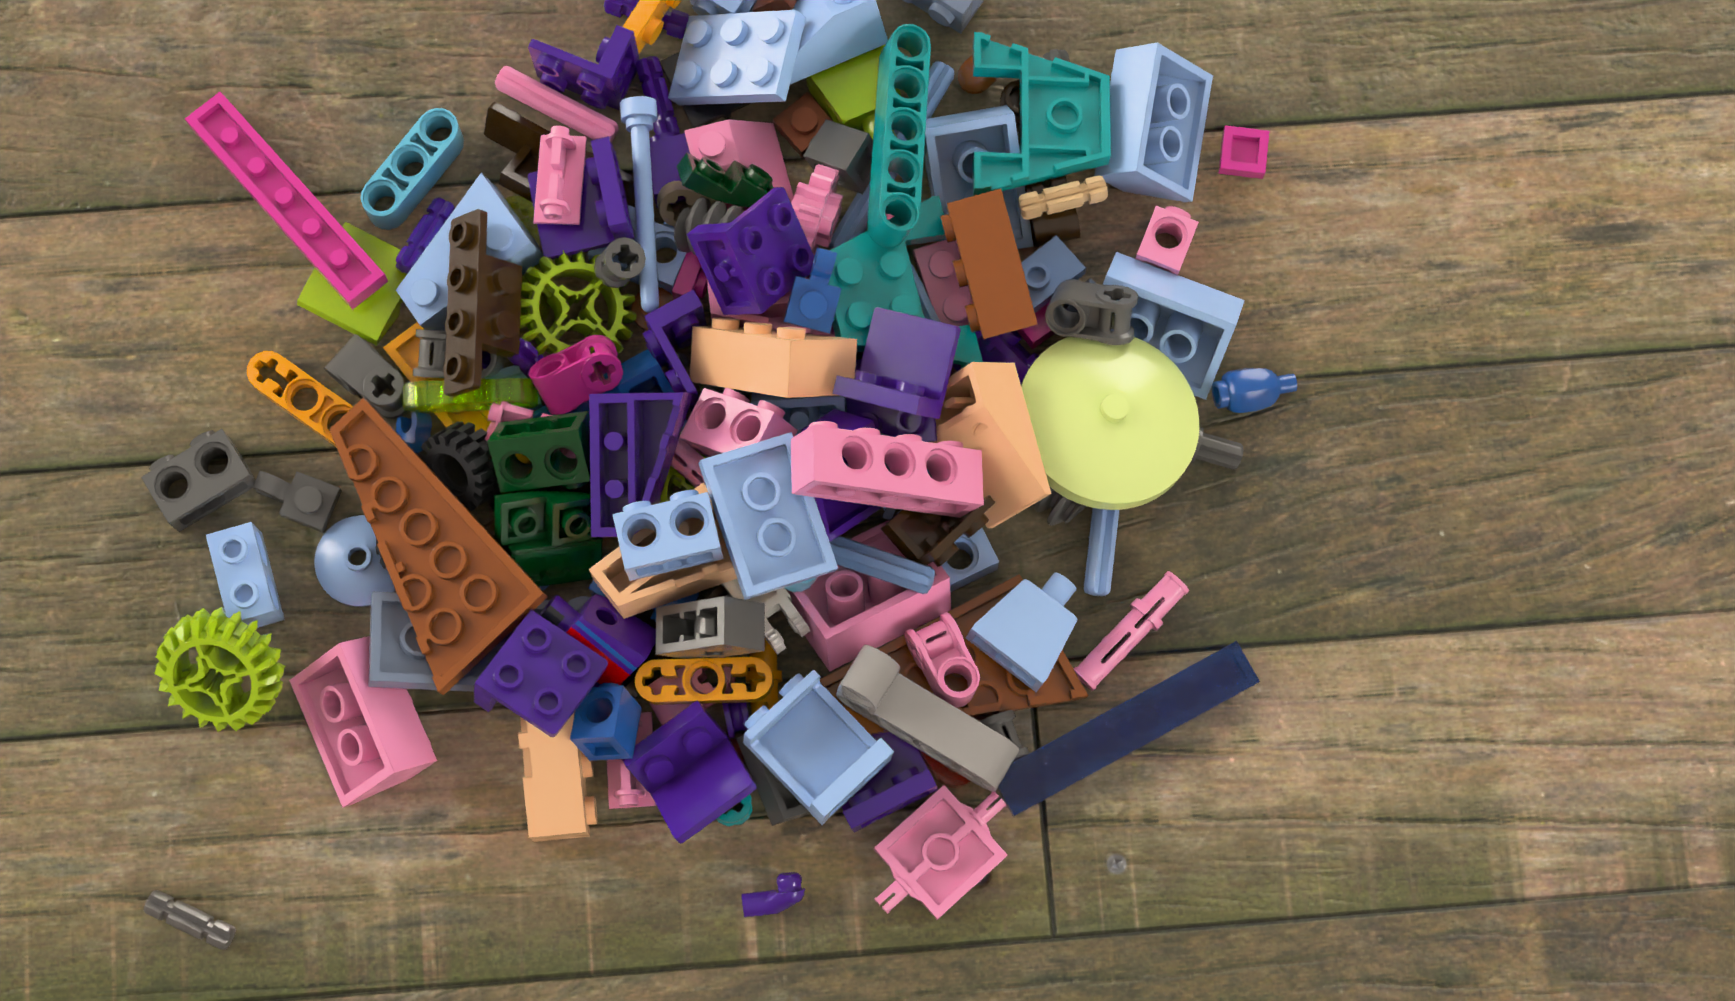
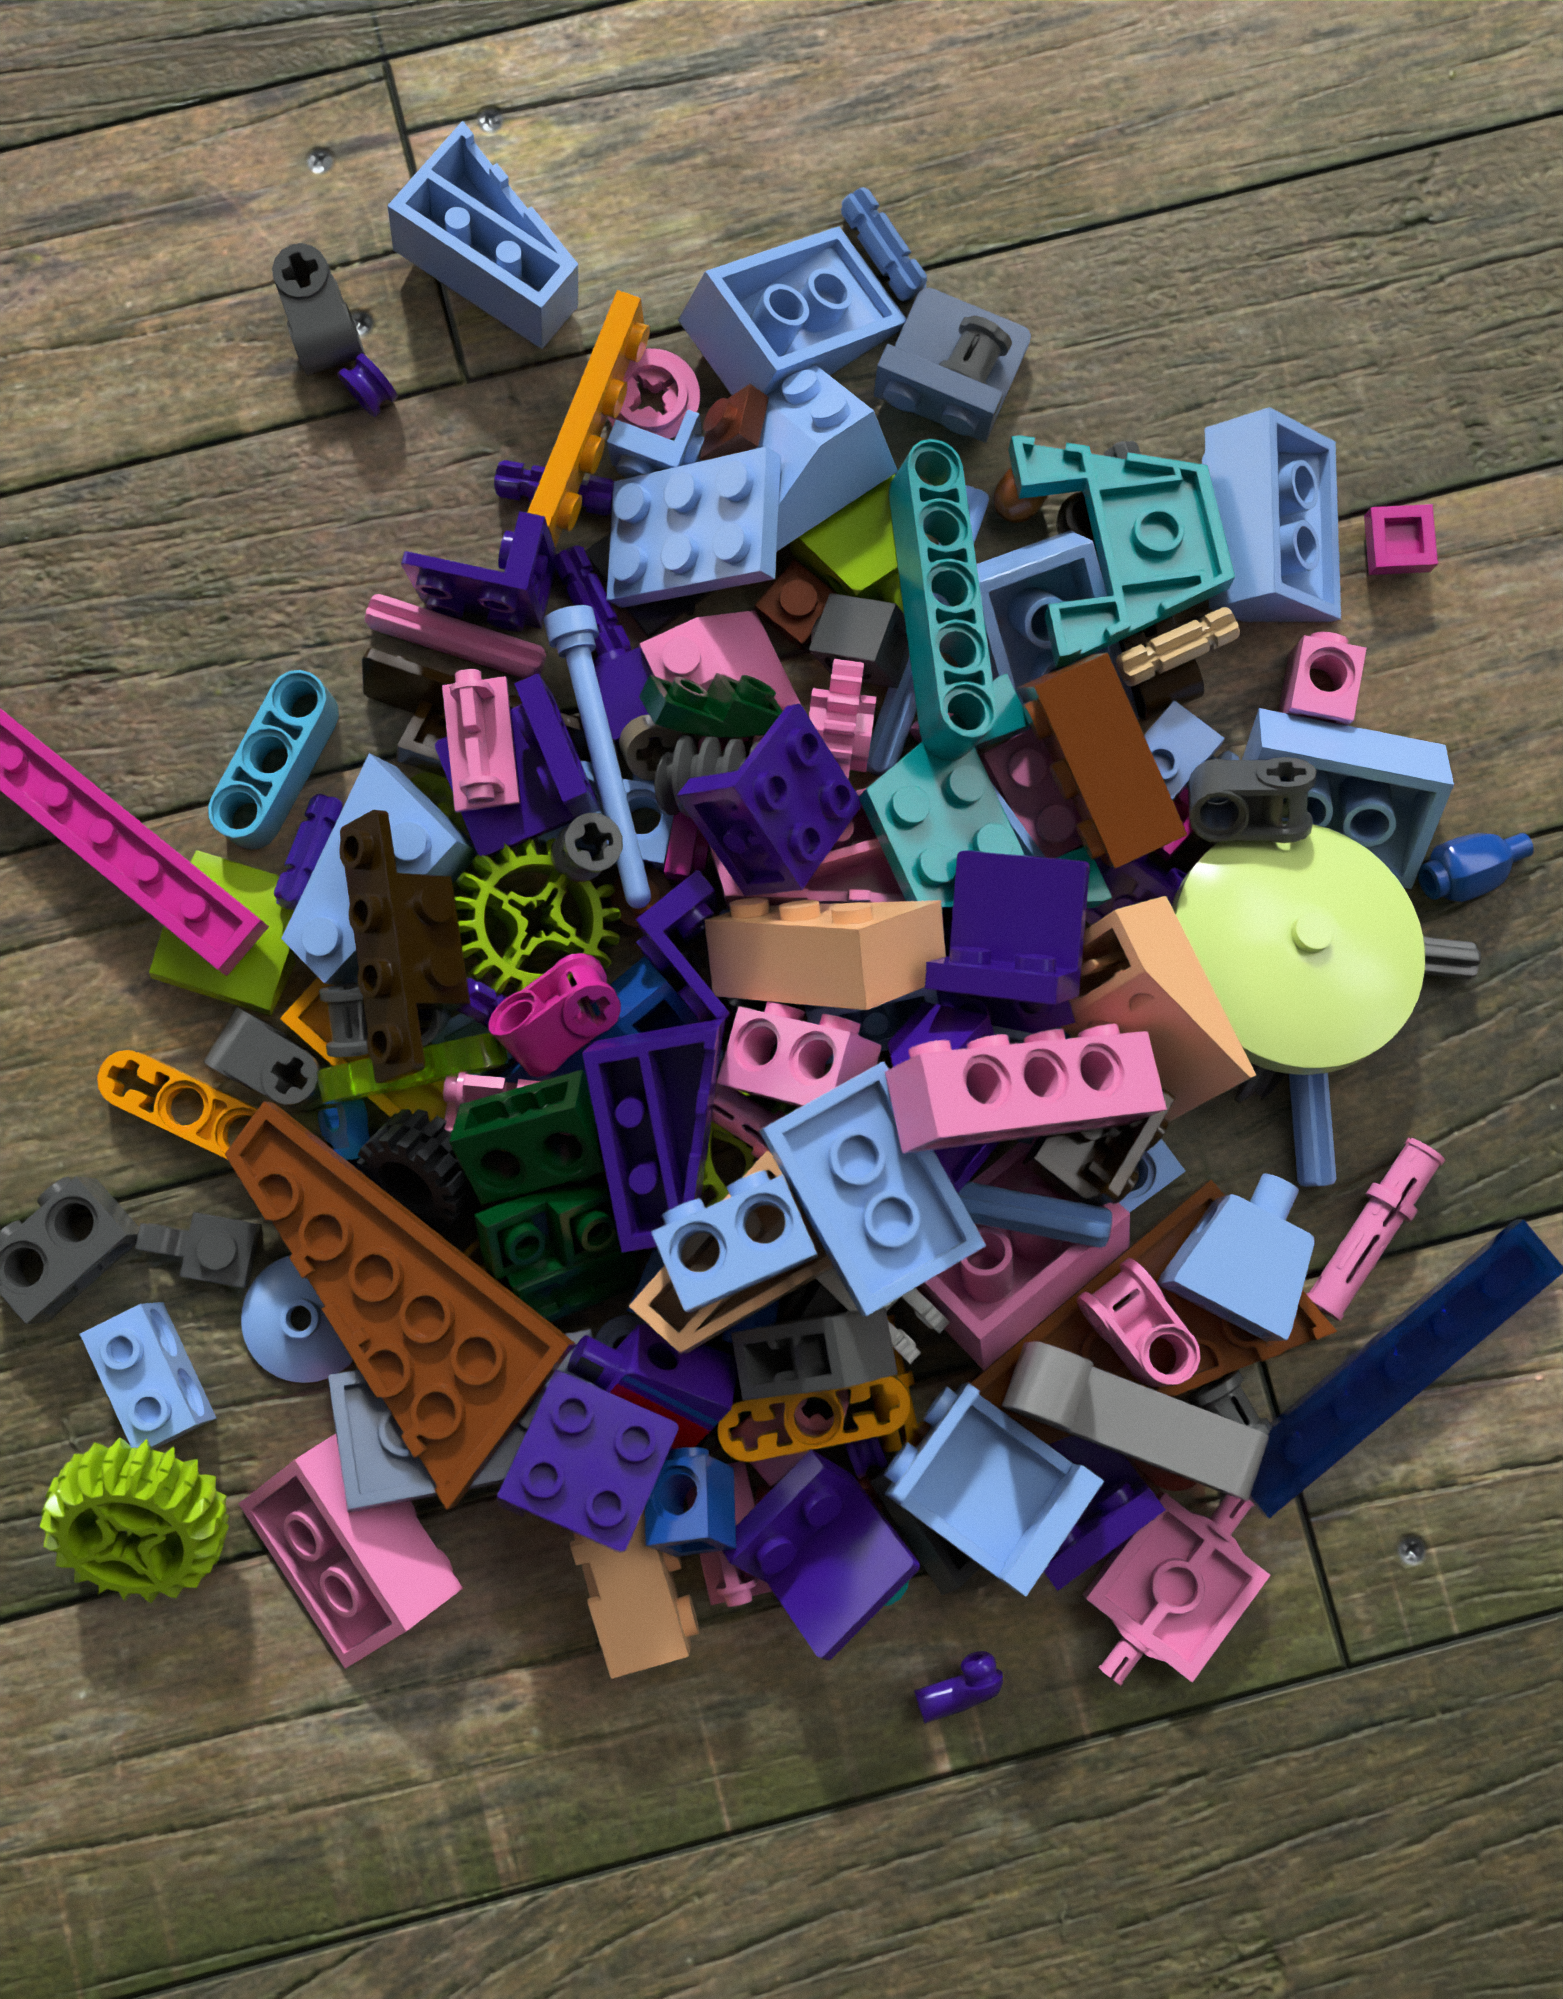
camera: 10 degrees left, 5 degrees up
(189, 919) = (162, 1868): flat silver axle -> none
(813, 299) = (871, 856): blue plate -> none

